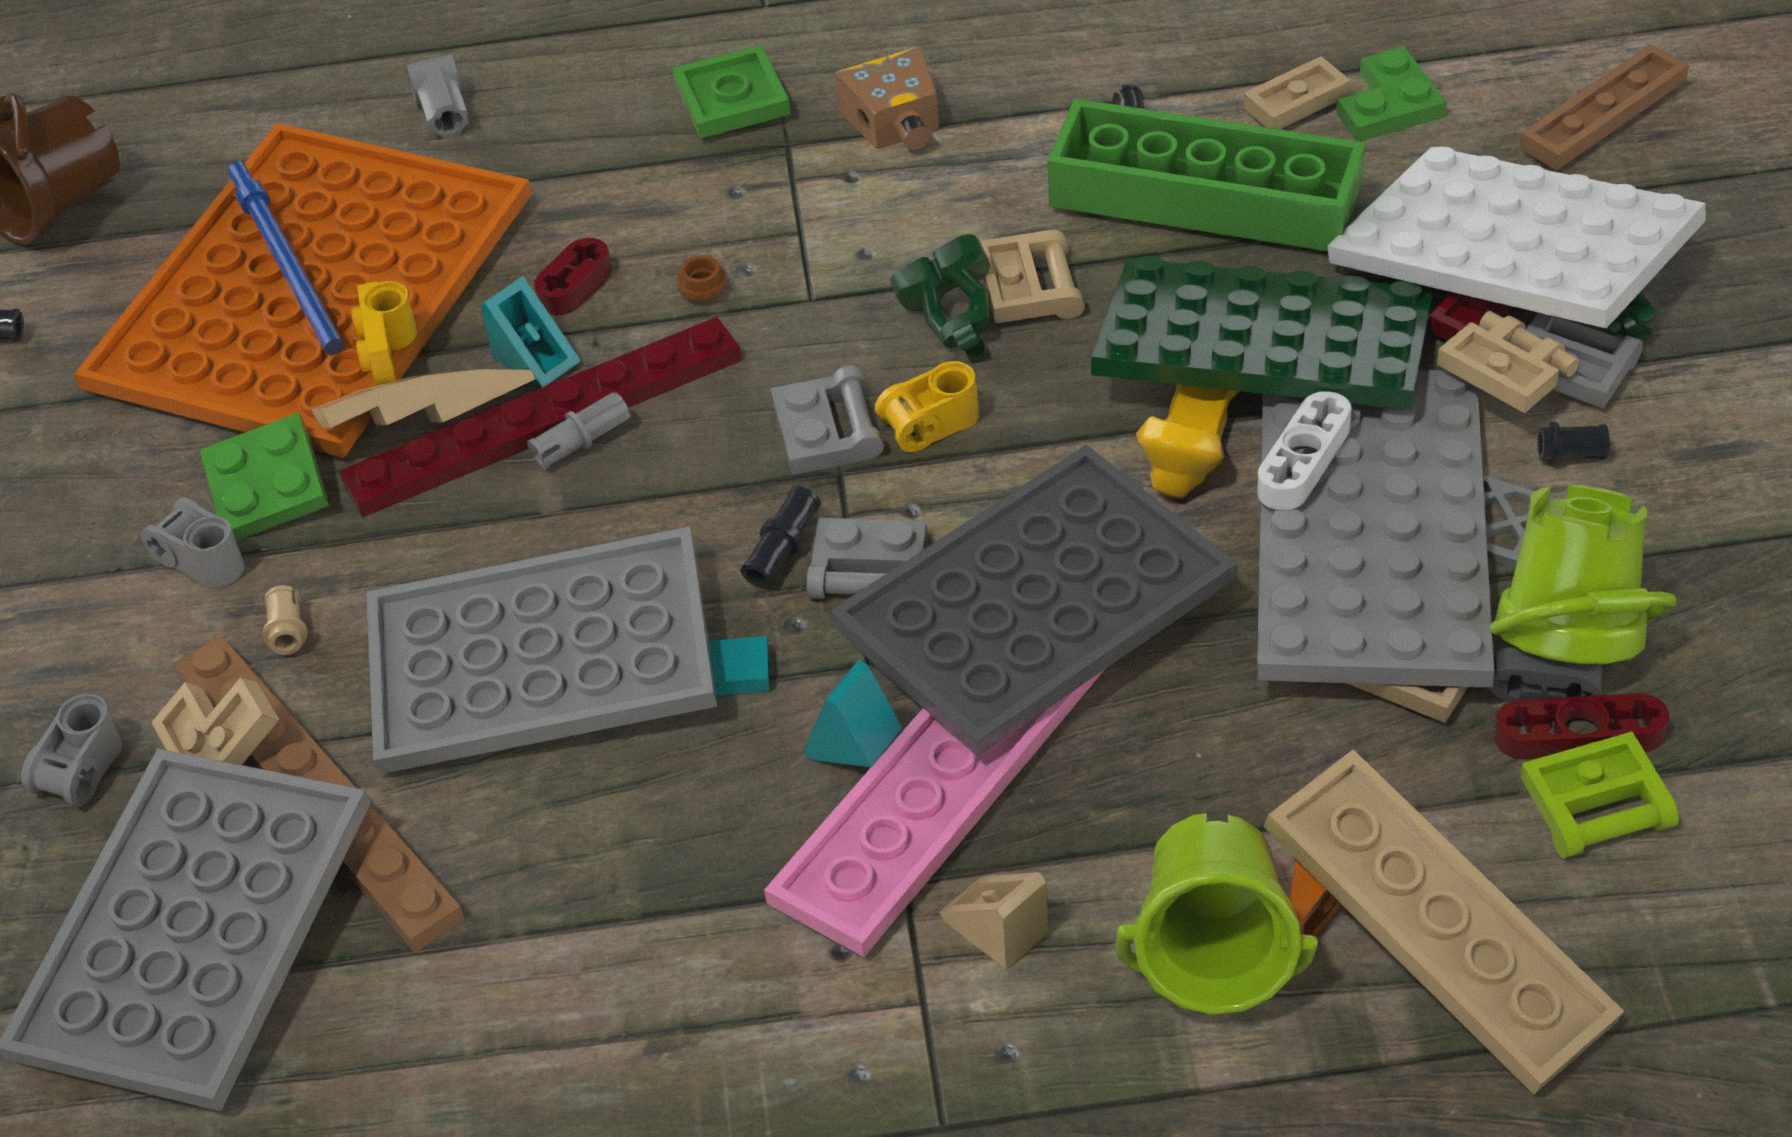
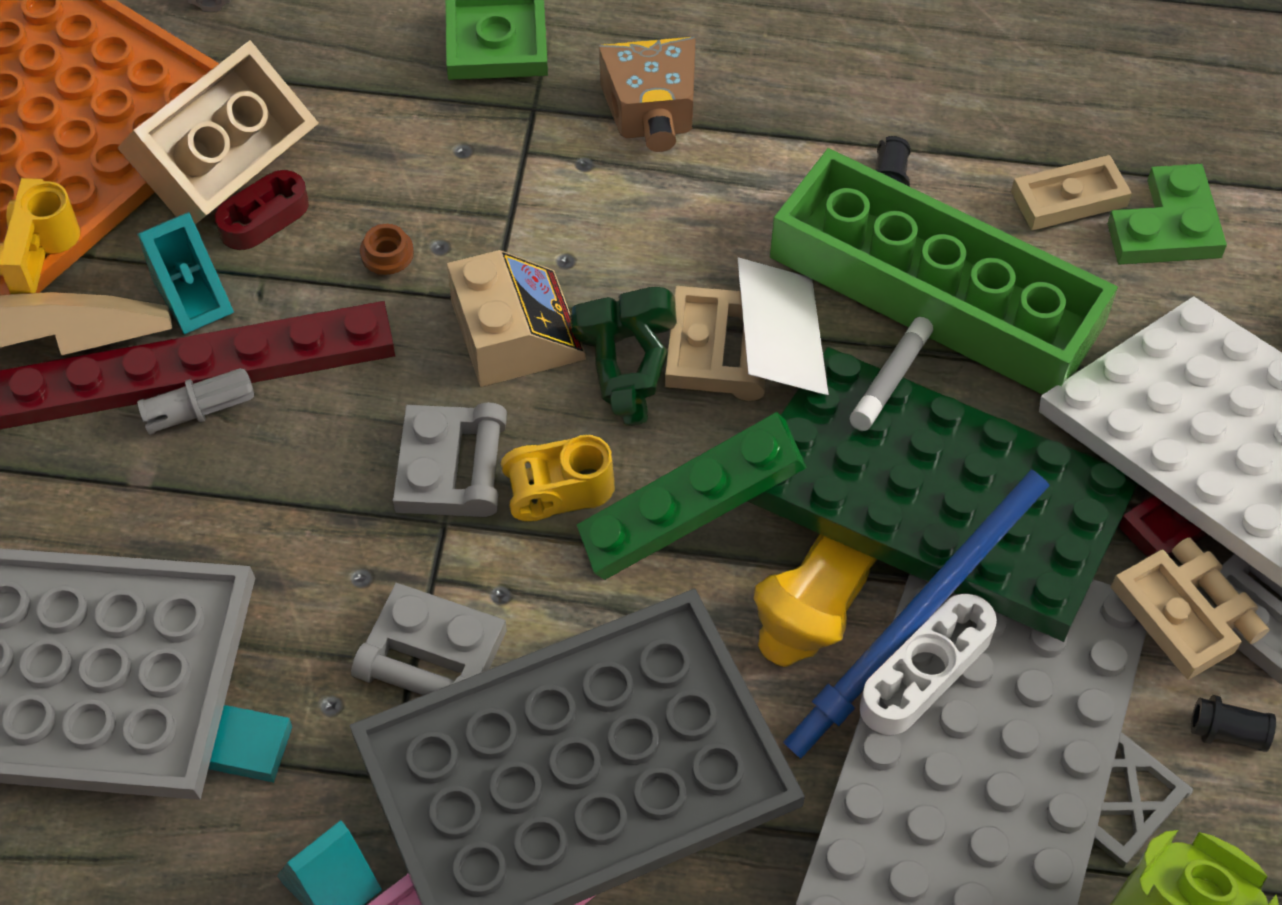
camera: 10 degrees right, 10 degrees up
(517, 215) = (218, 134): none -> tan brick
(780, 537) = (349, 595): black pin -> none
(834, 302) = (511, 316): none -> tan slope
(1055, 383) = (691, 496): none -> green plate
(1082, 246) = (781, 326): none -> white sticker
(1193, 257) = (891, 374): none -> bar
(1236, 503) = (835, 702): none -> blue bar

